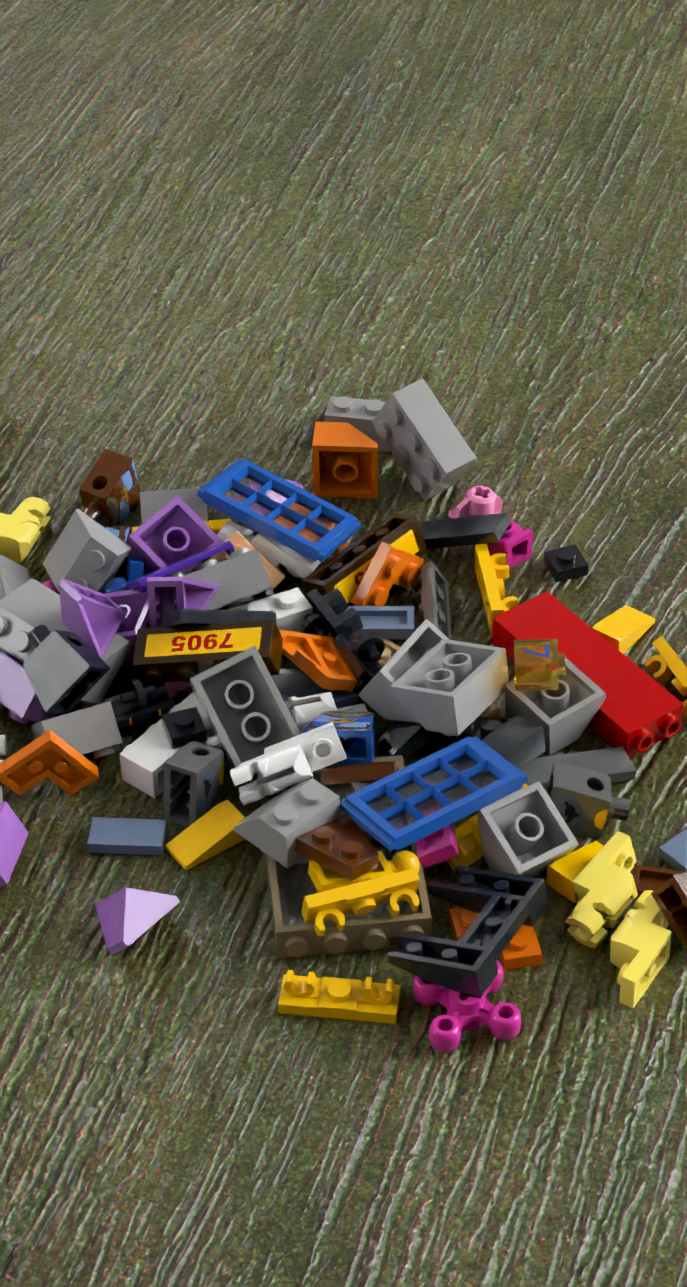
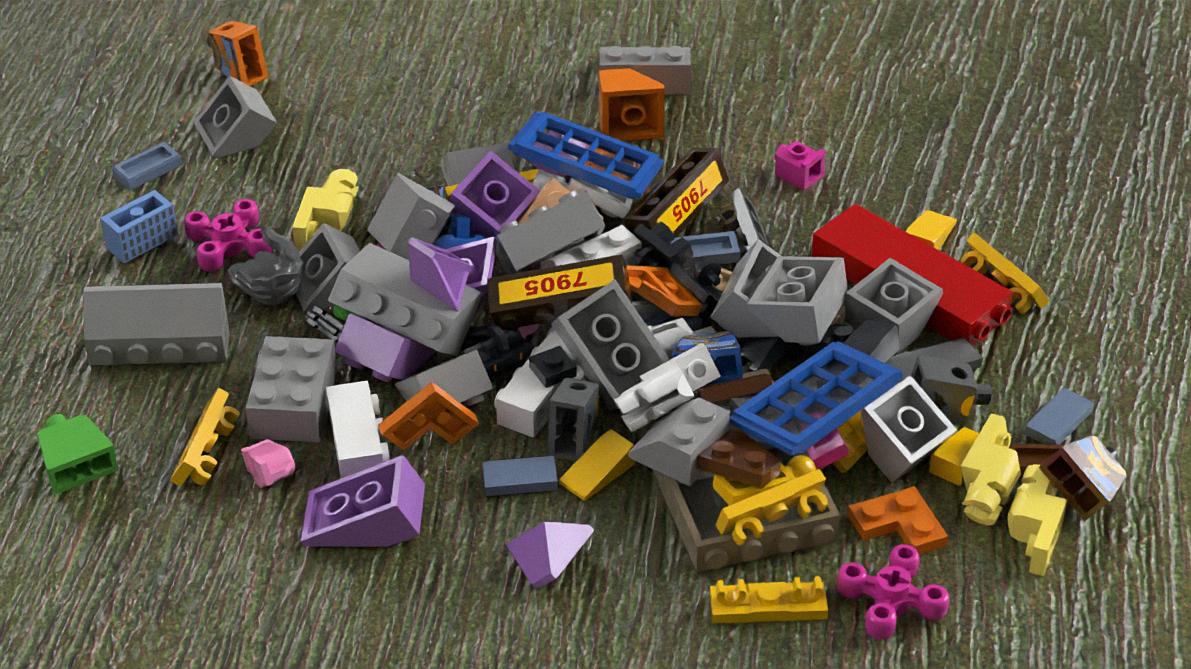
camera: 10 degrees left, 0 degrees up
(61, 668) = (425, 323): torso -> none
(110, 489) = (413, 151): reddish brown torso -> none
(142, 581) = (480, 232): dark purple piece -> none
(176, 593) = (519, 247): medium lavender slope -> none
(198, 616) = (551, 259): black tile -> none
(387, 568) = (703, 198): orange plate -> none
(423, 439) = (702, 77): light grey brick -> none
(464, 530) = (763, 157): black tile -> none
(470, 964) = (892, 551): black wedge -> none
(477, 502) = (763, 137): bright pink piece -> none
(490, 575) = (795, 201): yellow plate -> none
(538, 664) = (875, 269): clear yellow brick -> none
(566, 563) = (859, 178): black plate -> none

